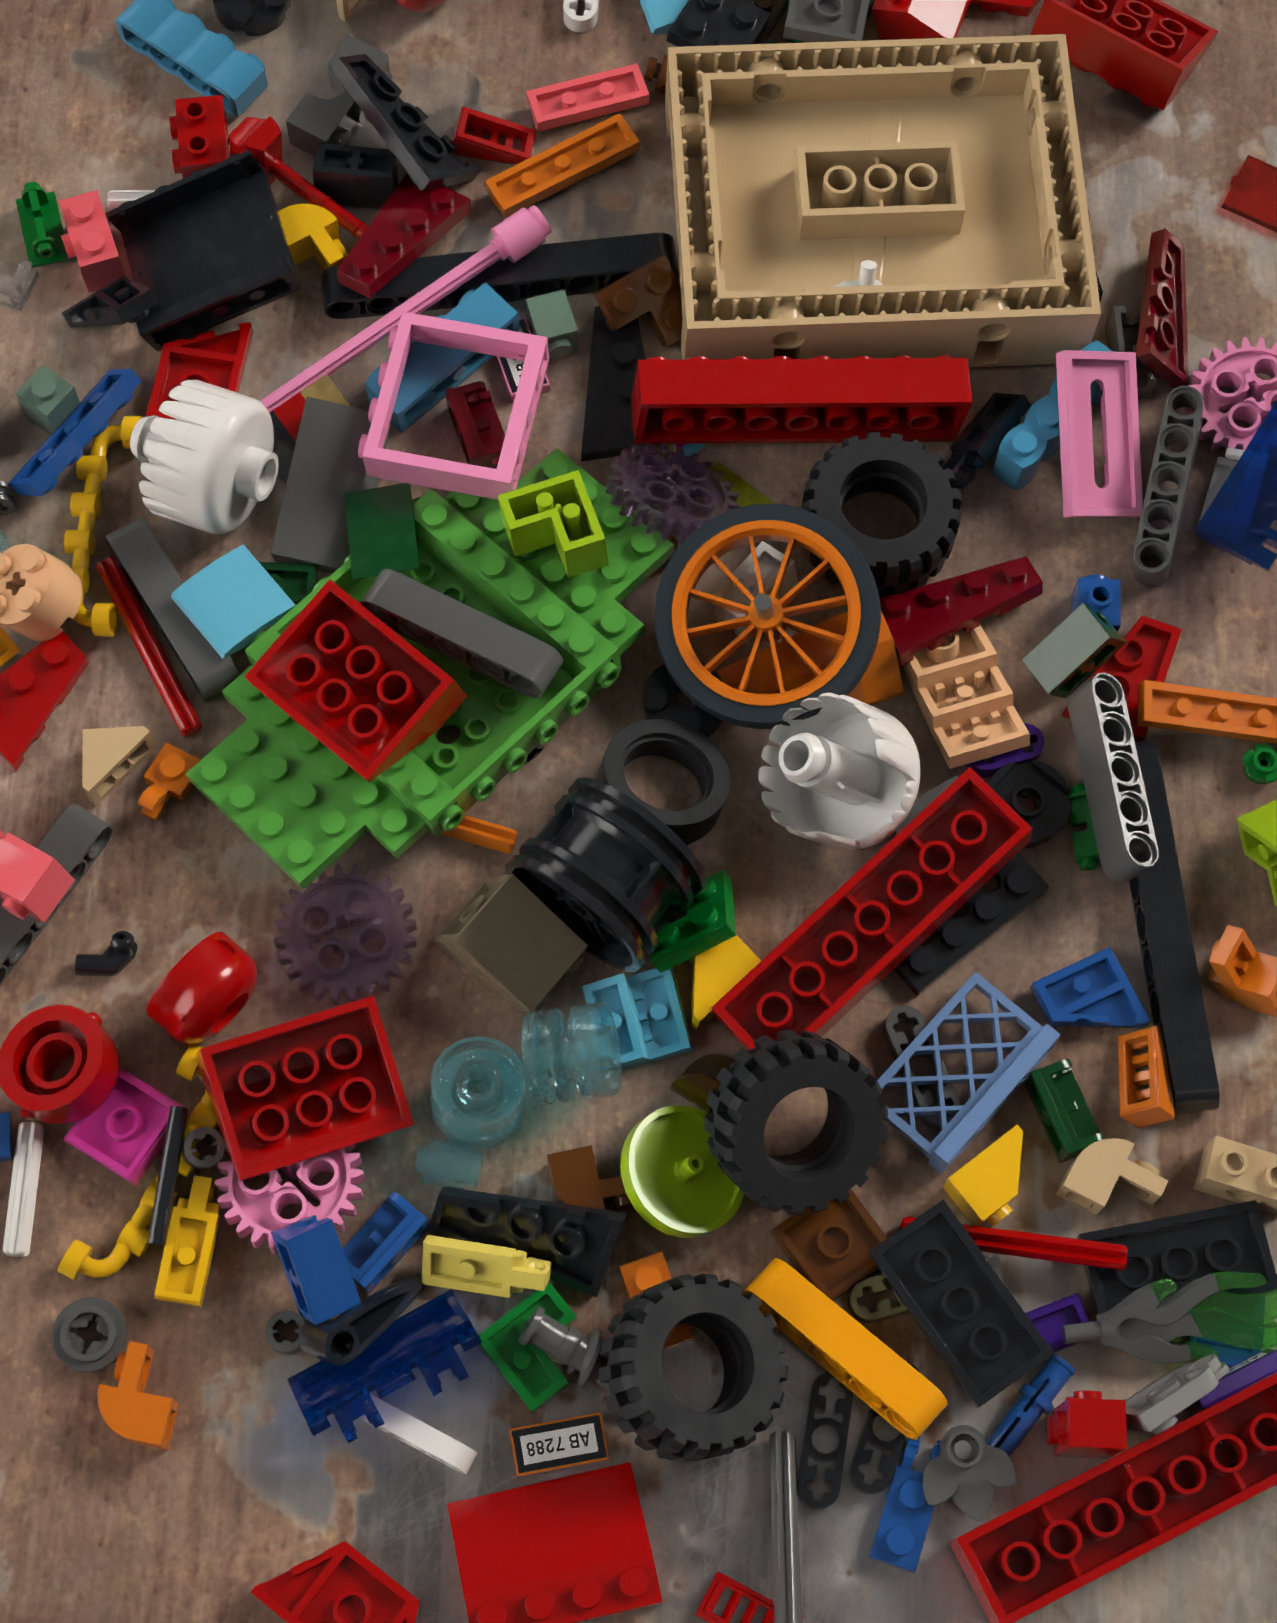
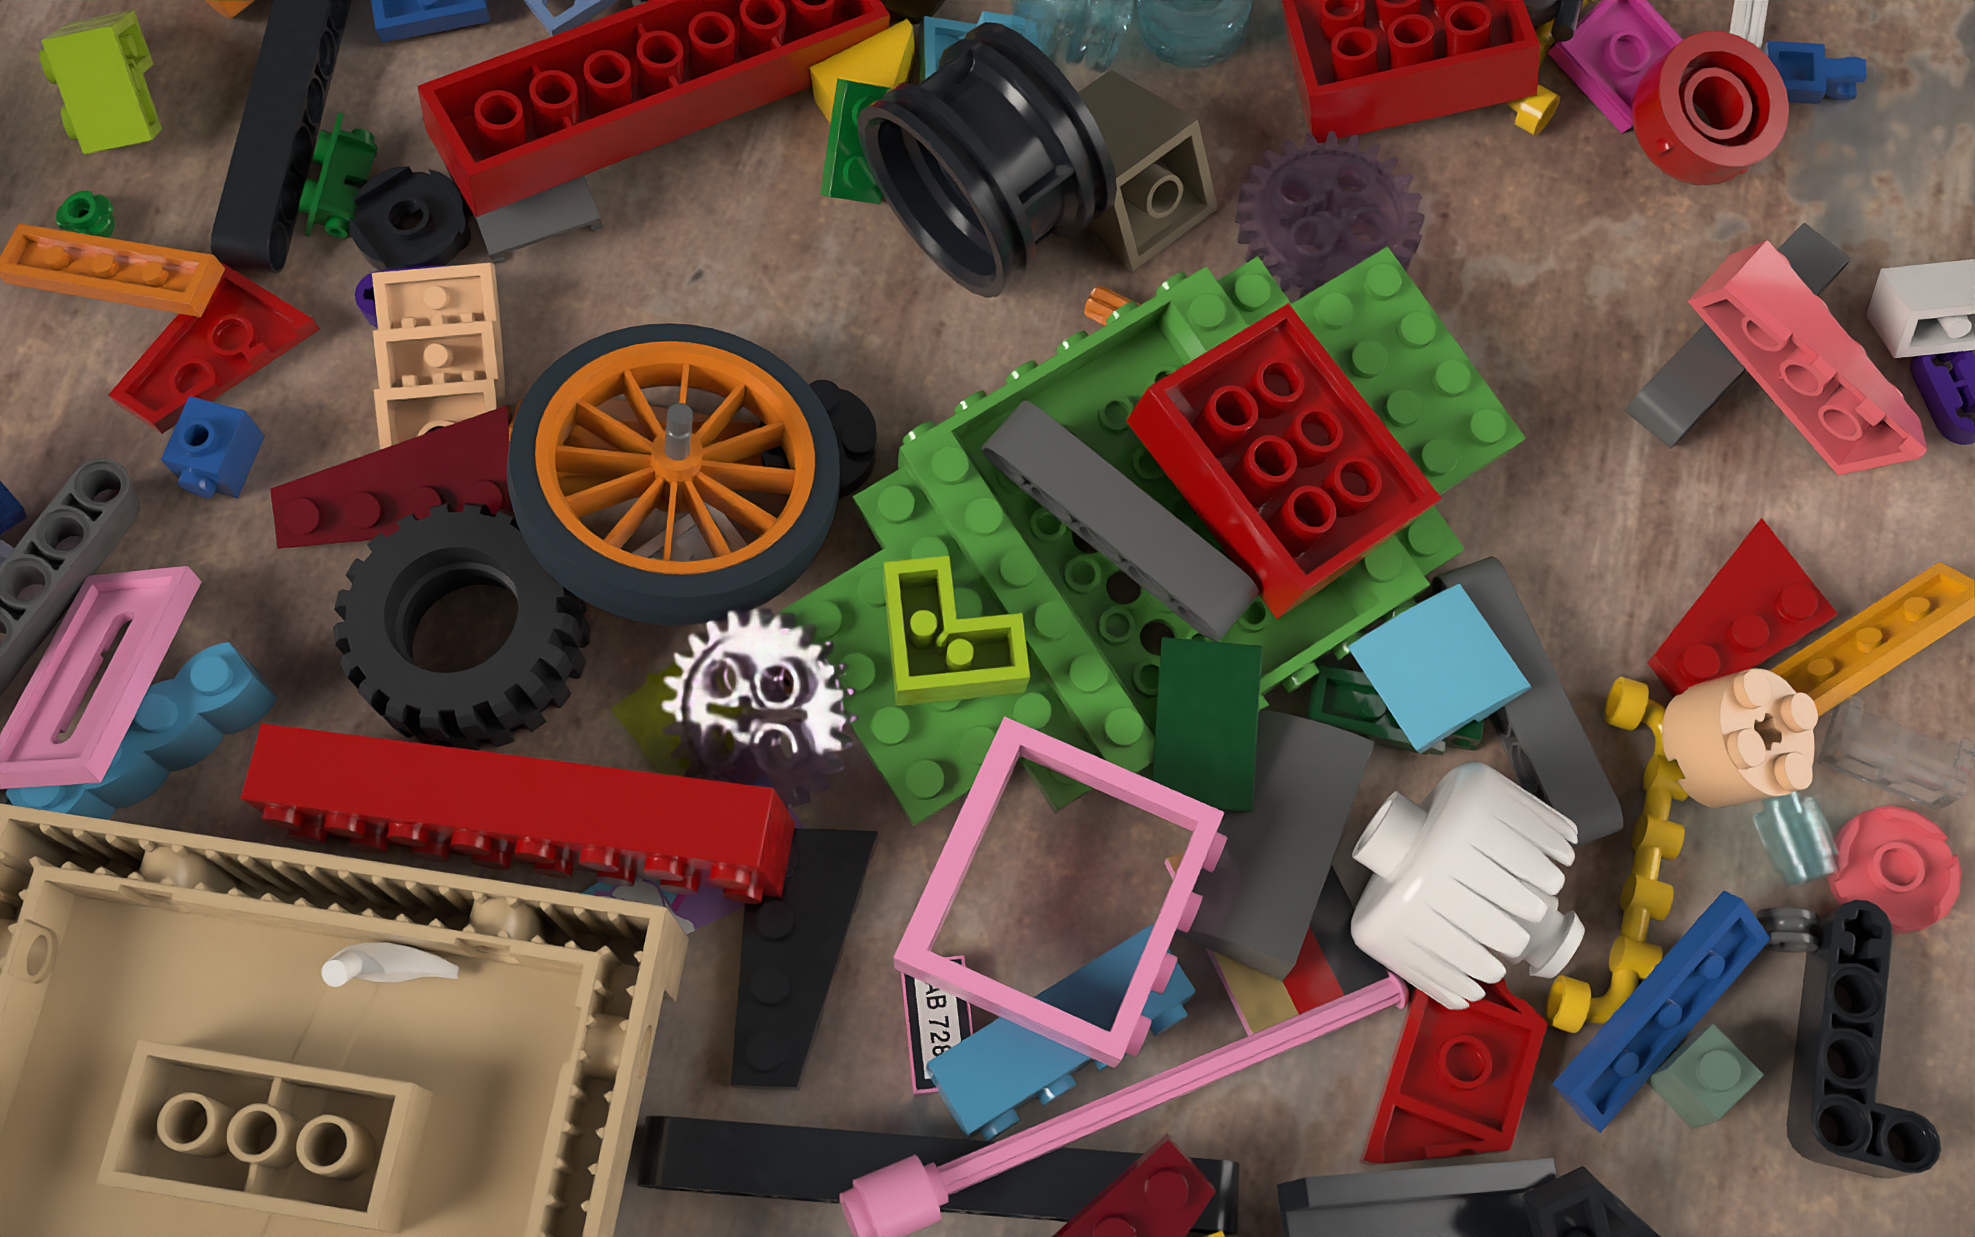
camera: 165 degrees left, 0 degrees up
(111, 756) = (1628, 502): tan slope -> none
(111, 961) = (1635, 249): black arm -> none
(149, 647) = (1547, 617): red axle -> none
(166, 779) = (1540, 468): orange plate -> none
(204, 990) = (1522, 152): red piece -> none
(476, 423) = (1024, 903): dark red hinge -> none
(552, 318) = (873, 1058): sand green brick -> none
(646, 290) = (707, 1073): reddish brown plate -> none
(684, 746) = (825, 267): black tyre -> none
(840, 774) = (641, 247): white piece -> none
(984, 435) = (222, 762): black hinge -> none
(1073, 651) = (266, 369): hinge -> none
(1112, 778) = (285, 190): dark grey beam -> none

